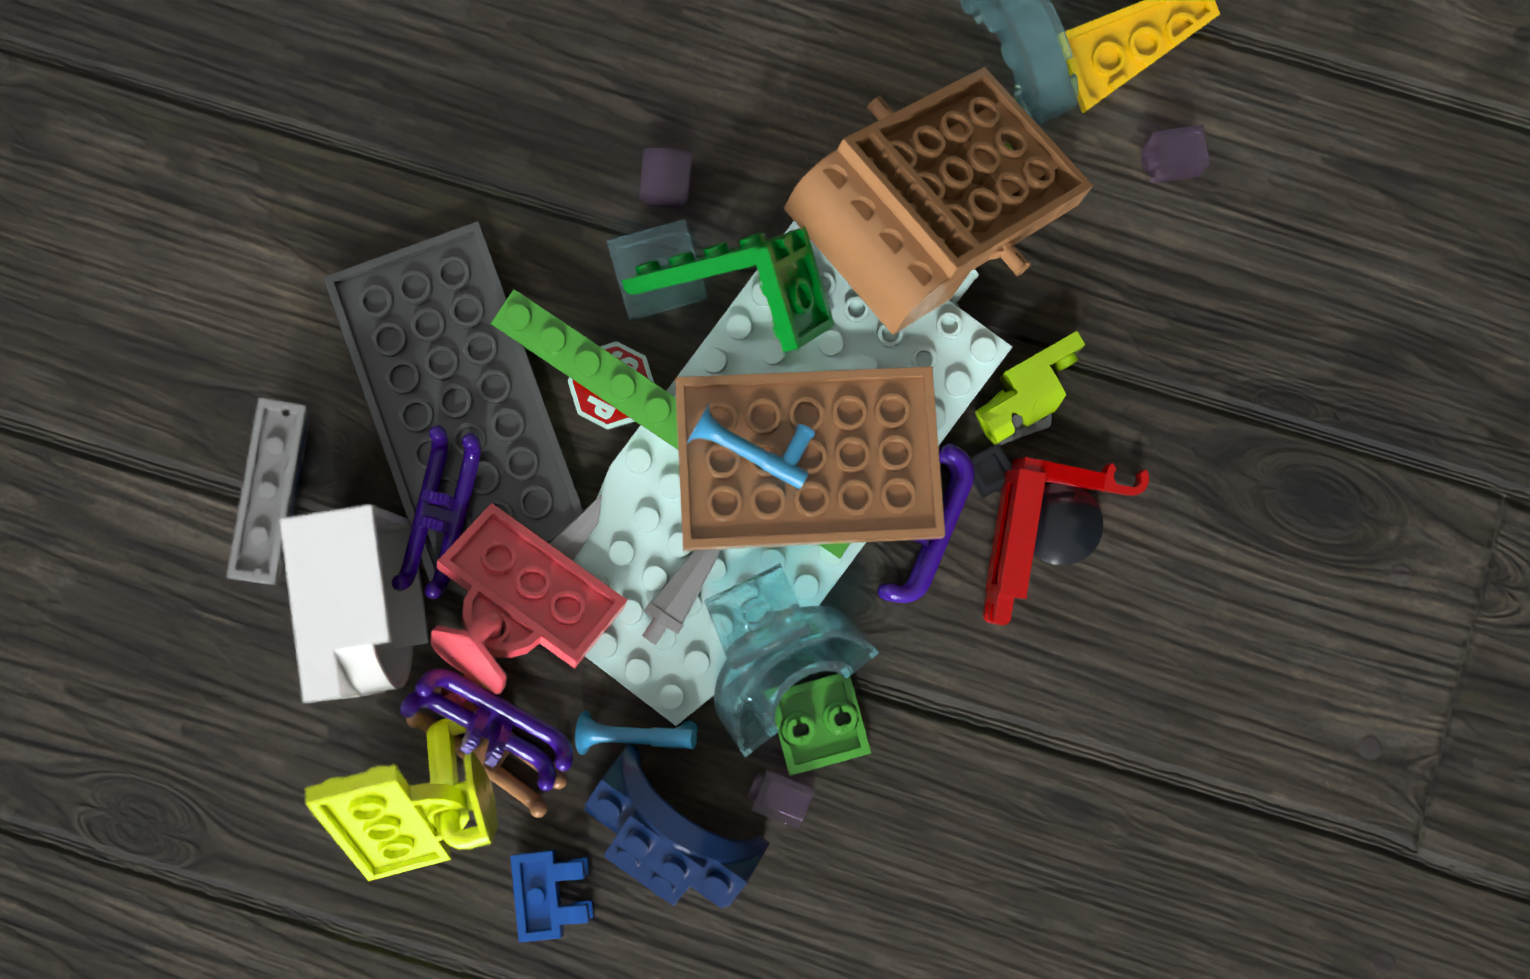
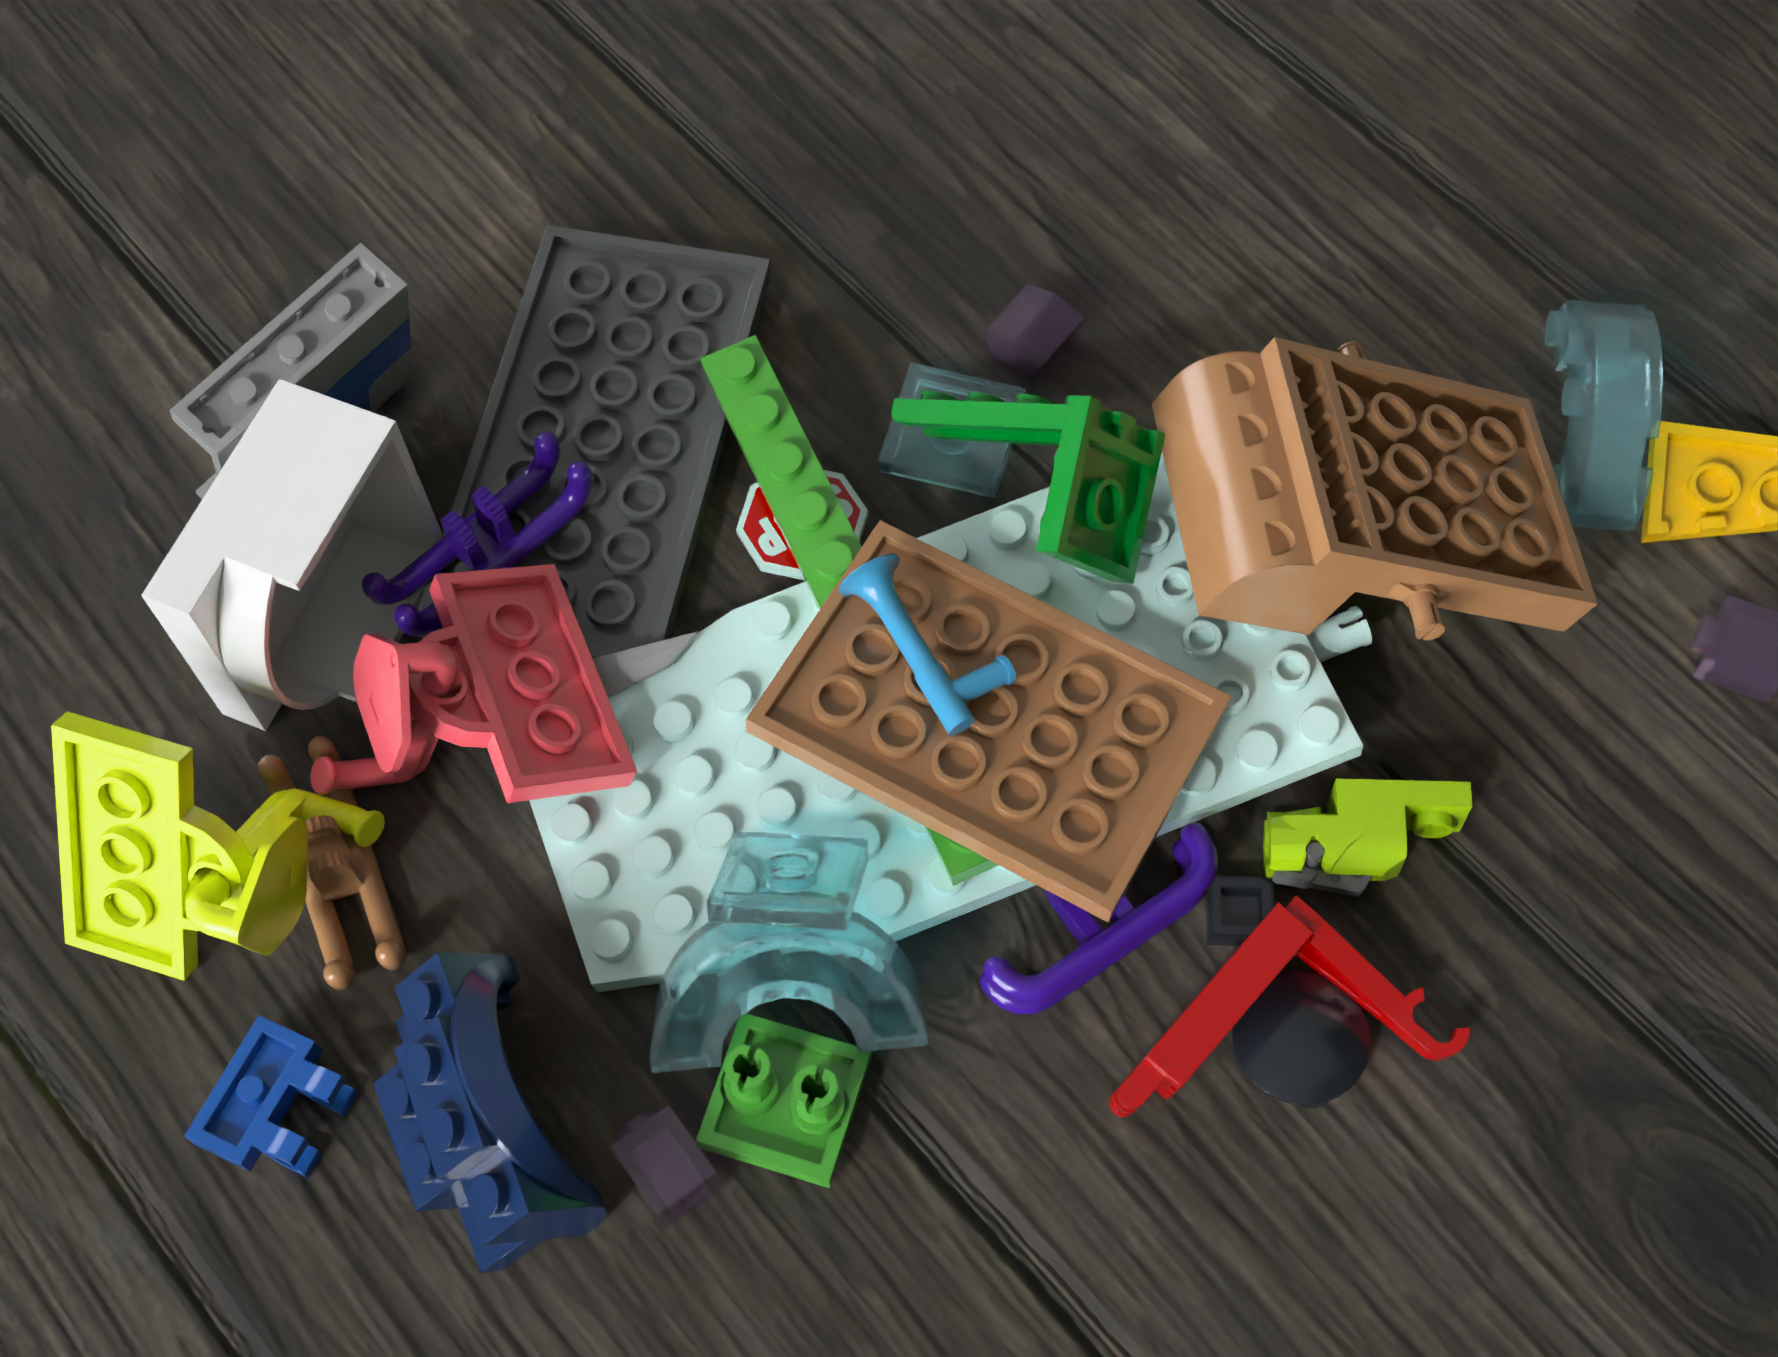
camera: 35 degrees right, 20 degrees down
(491, 721) = (354, 807): dark purple piece -> none
(591, 733) = (471, 921): dark azure piece -> none
(679, 594) = (703, 810): light grey bar -> none

